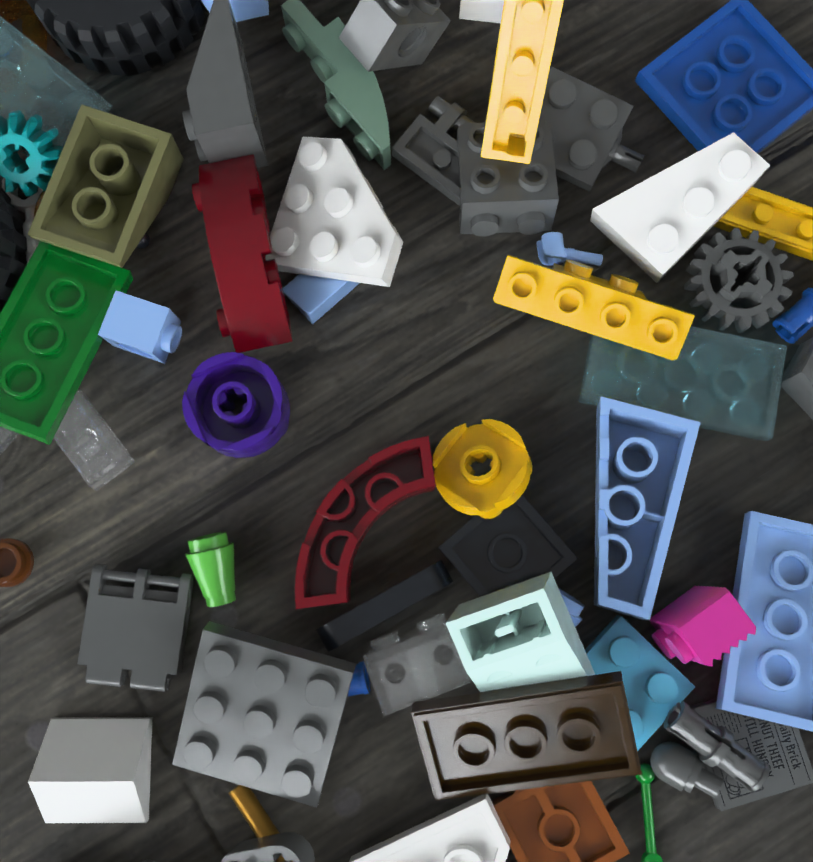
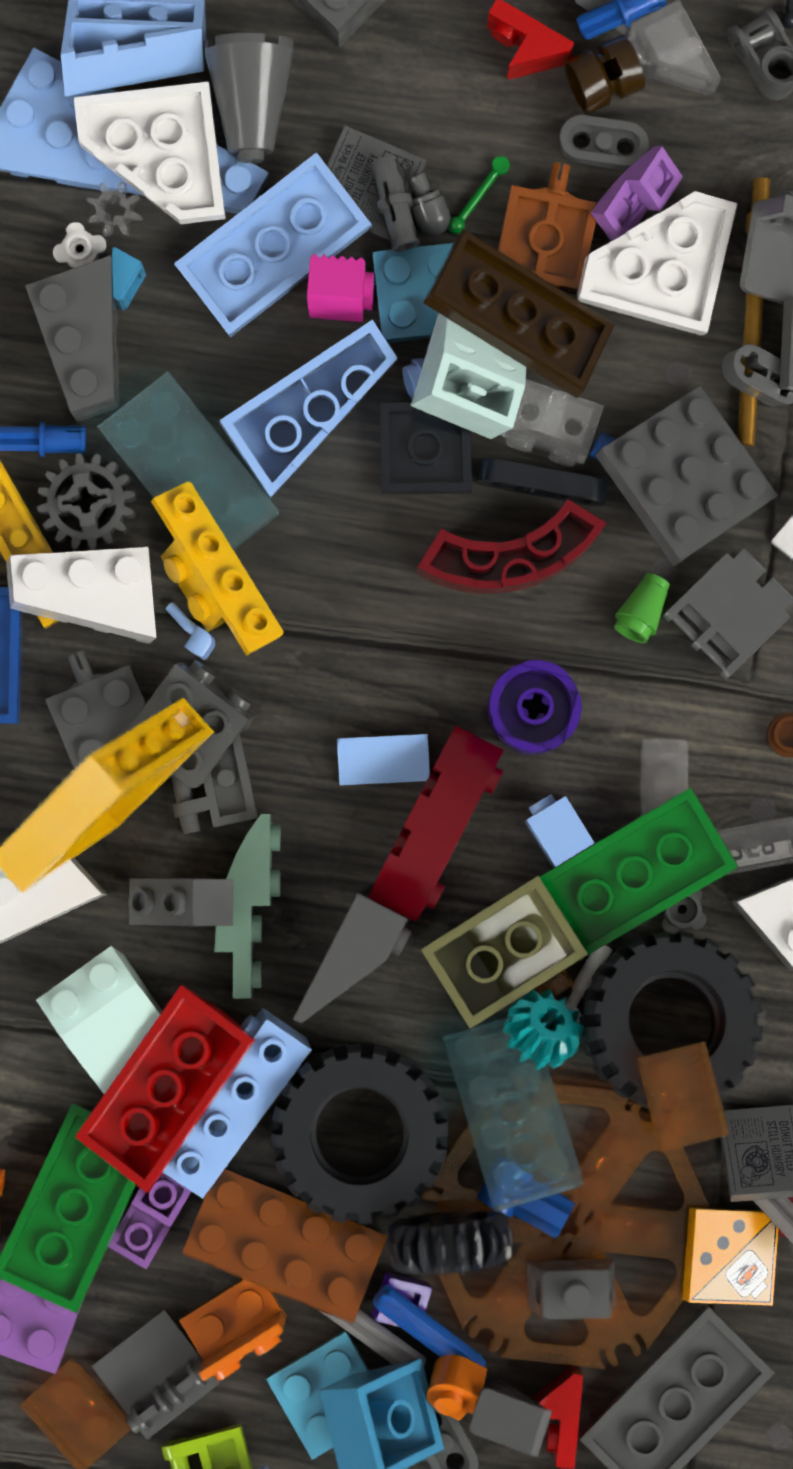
camera: 145 degrees left, 5 degrees up
(333, 219) = (348, 796): white plate -> none
(487, 493) = (379, 541): yellow plate -> none

